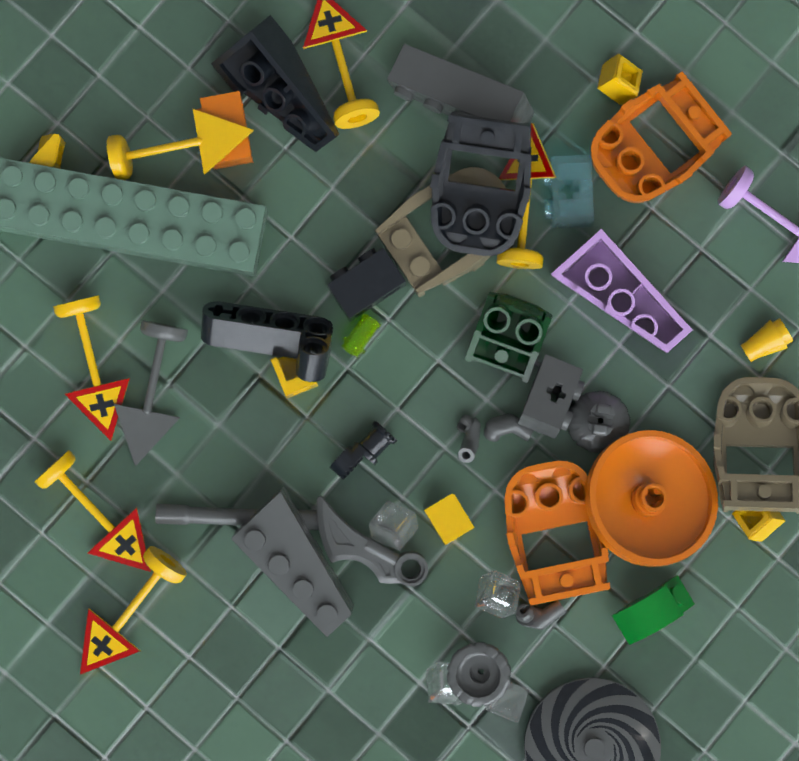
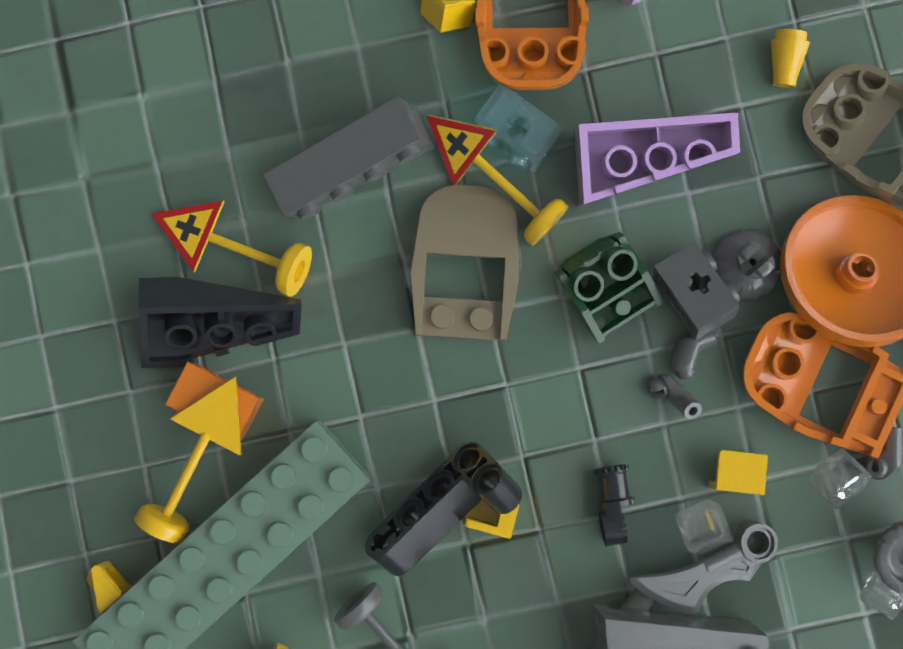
camera: 50 degrees left, 0 degrees up
(360, 335) = (503, 423): clear neon green pin -> none
(365, 283) = (459, 380): black brick -> none
(479, 216) = (479, 228): black slope -> none

